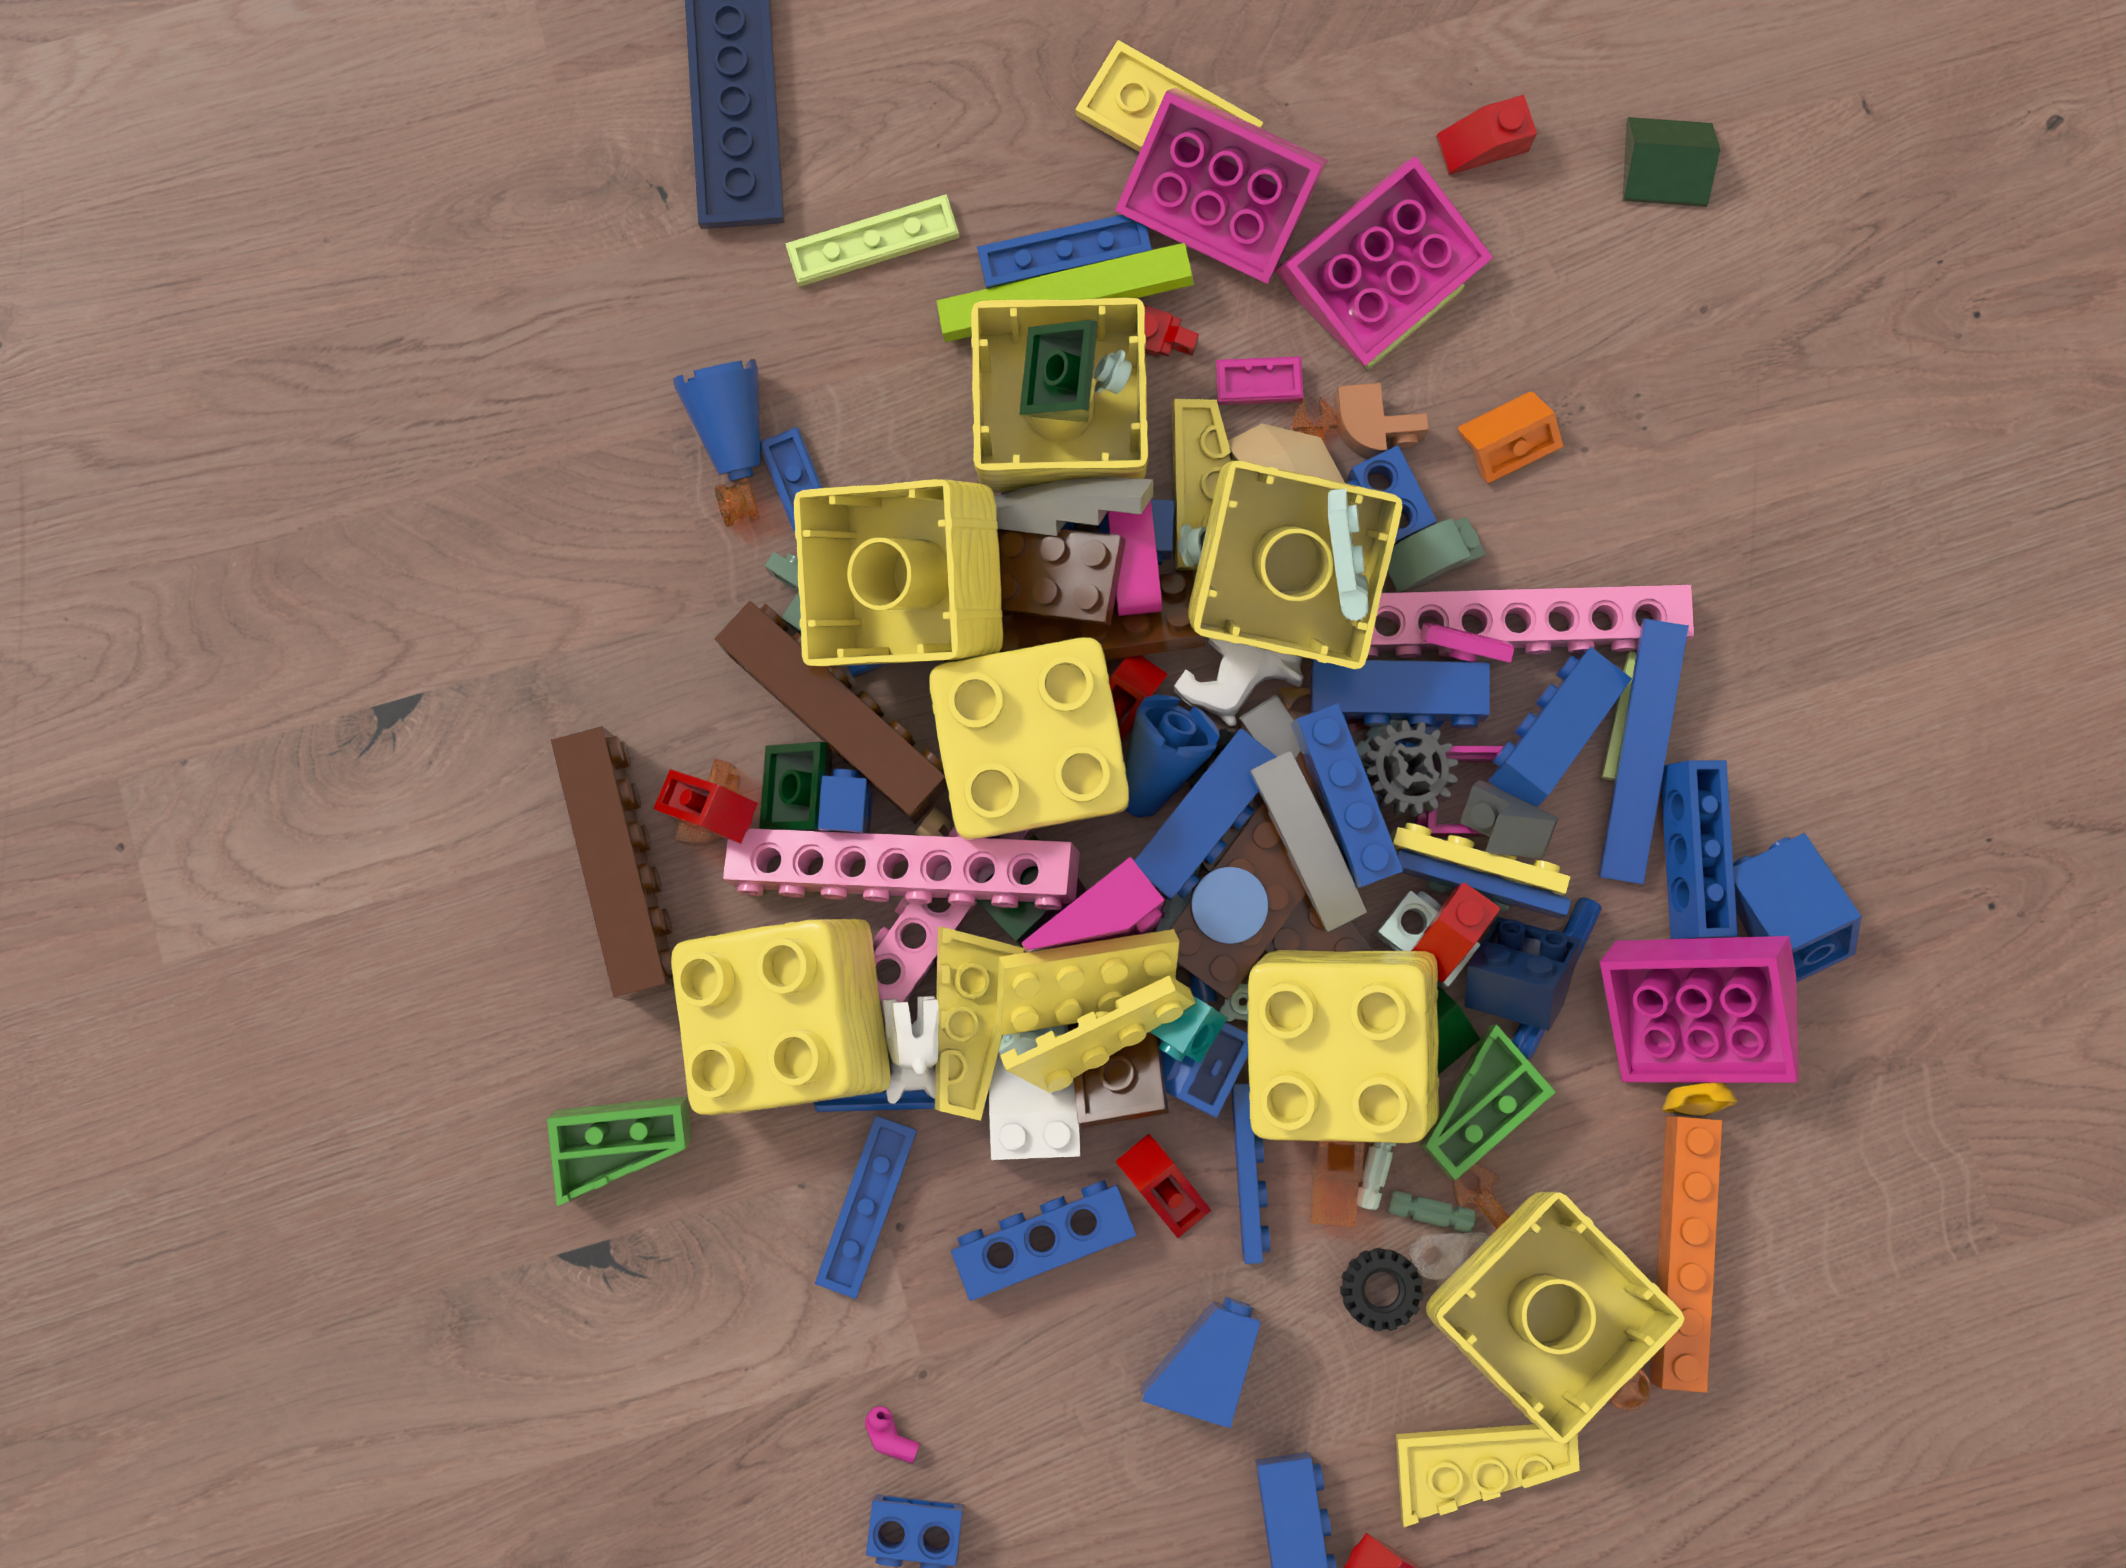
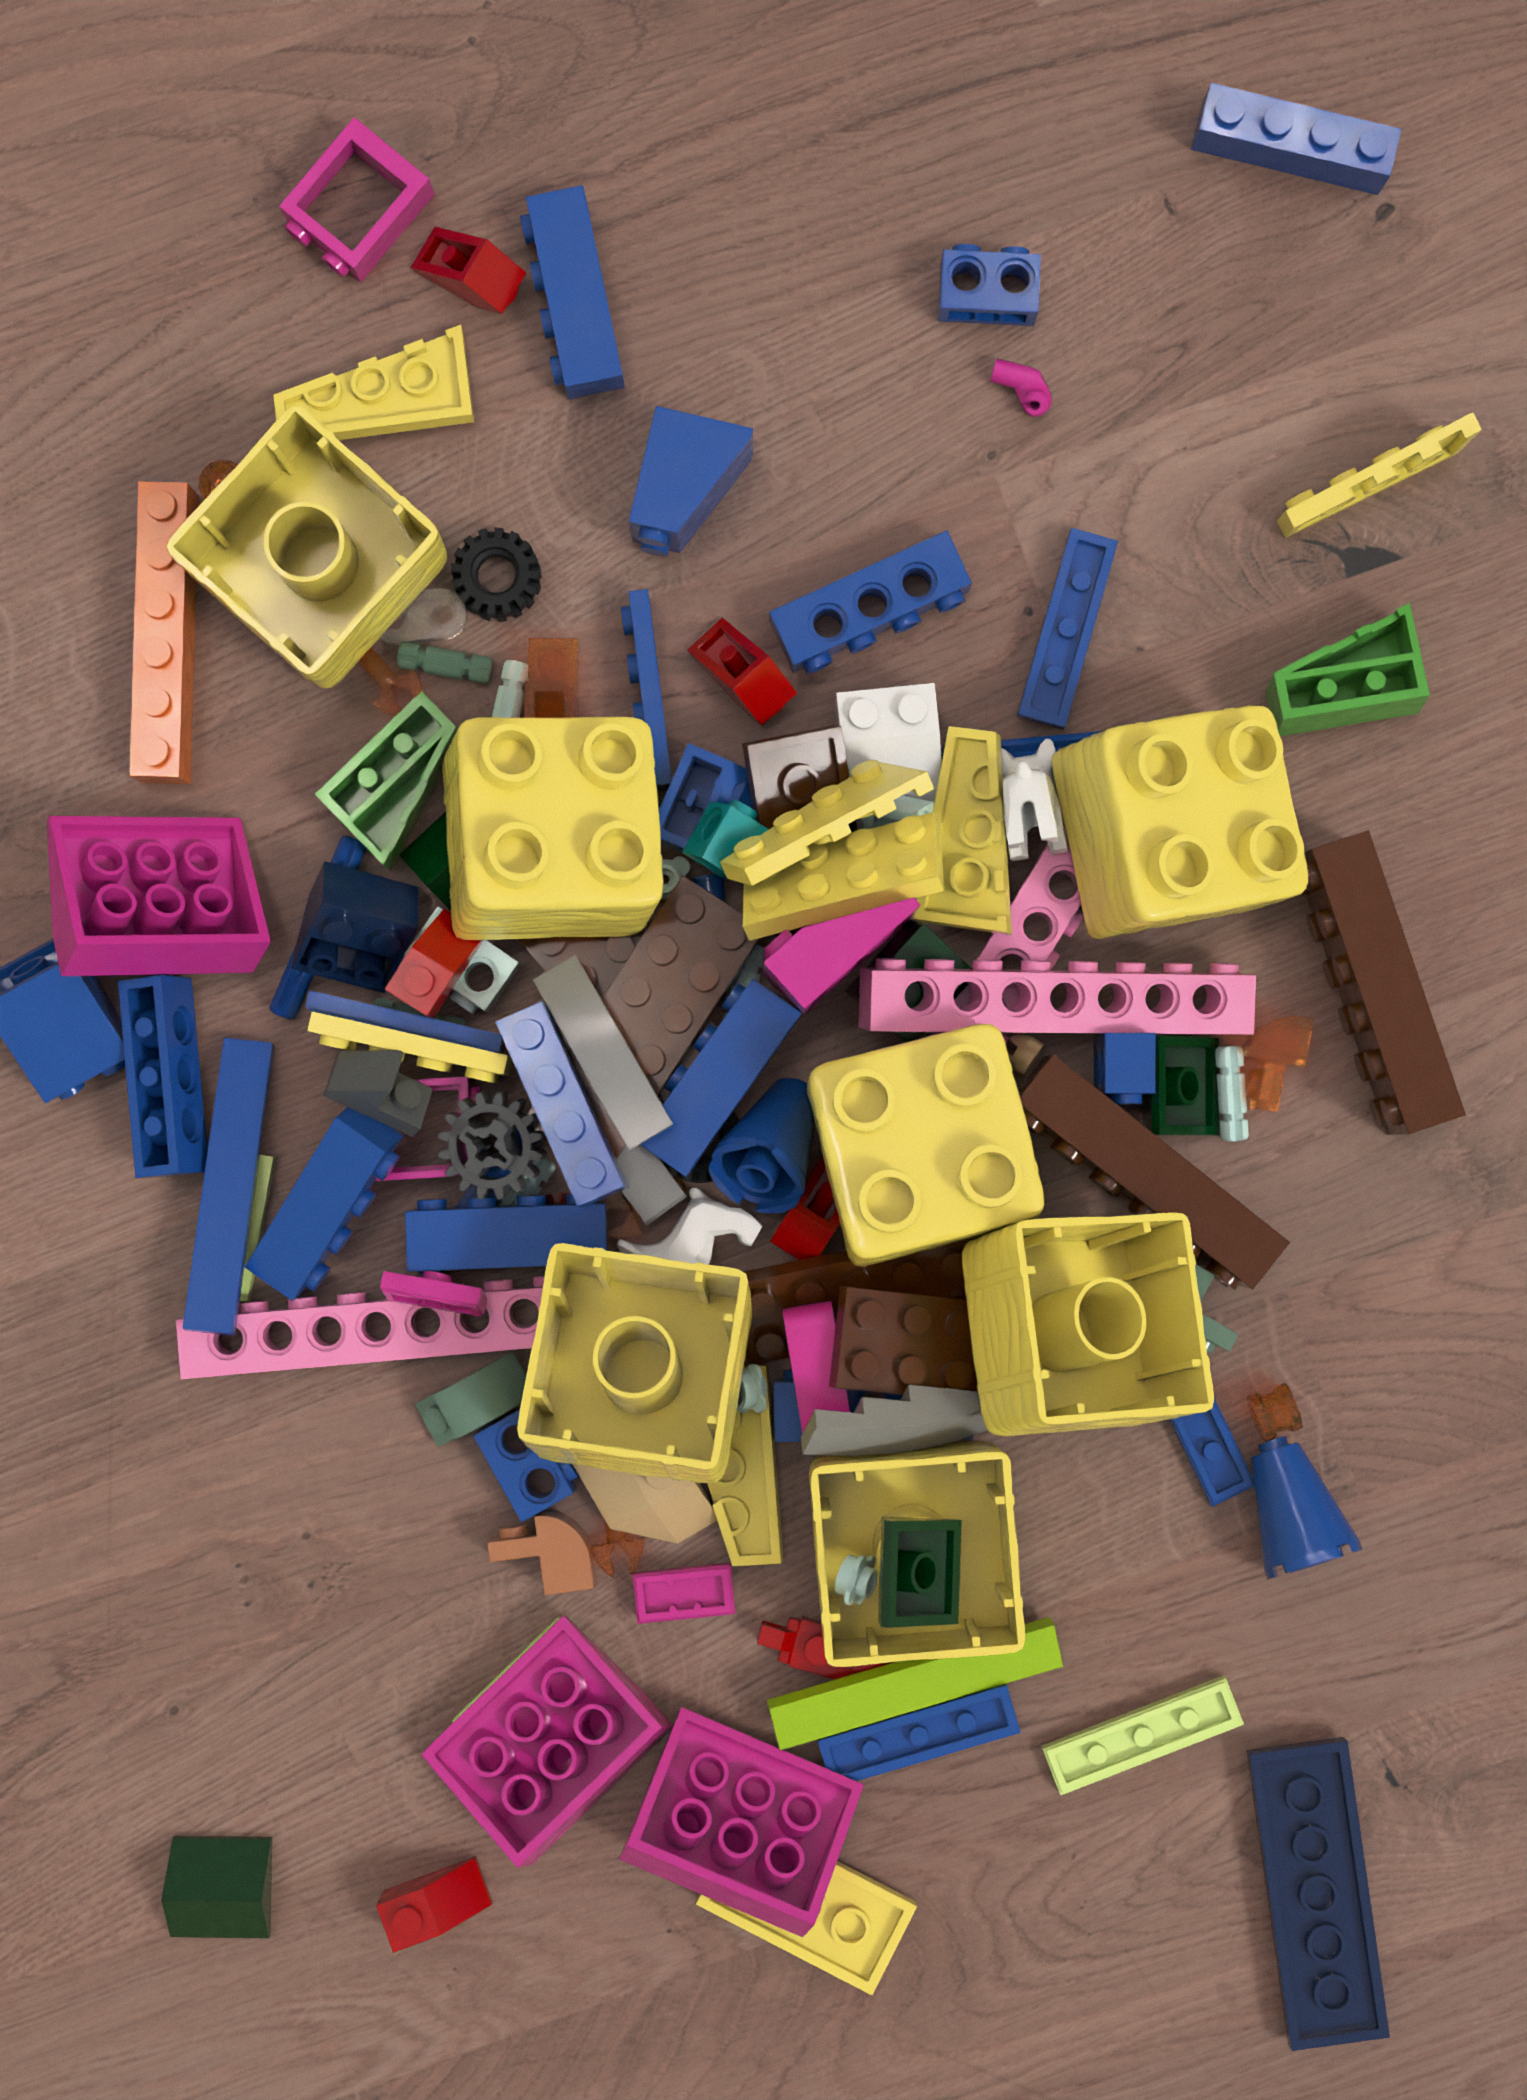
camera: 170 degrees right, 5 degrees up
(562, 1336) = (1385, 472): none -> light yellow wing
(706, 806) = (1283, 1053): red slope -> none
(752, 774) = (1231, 1093): none -> light aqua axle
(1229, 905) = (686, 978): medium blue piece -> none
(1347, 557) = (576, 1364): light aqua hinge -> none
(1512, 436) = (390, 1545): orange panel -> none
(1699, 1099) = (155, 801): yellow piece -> none

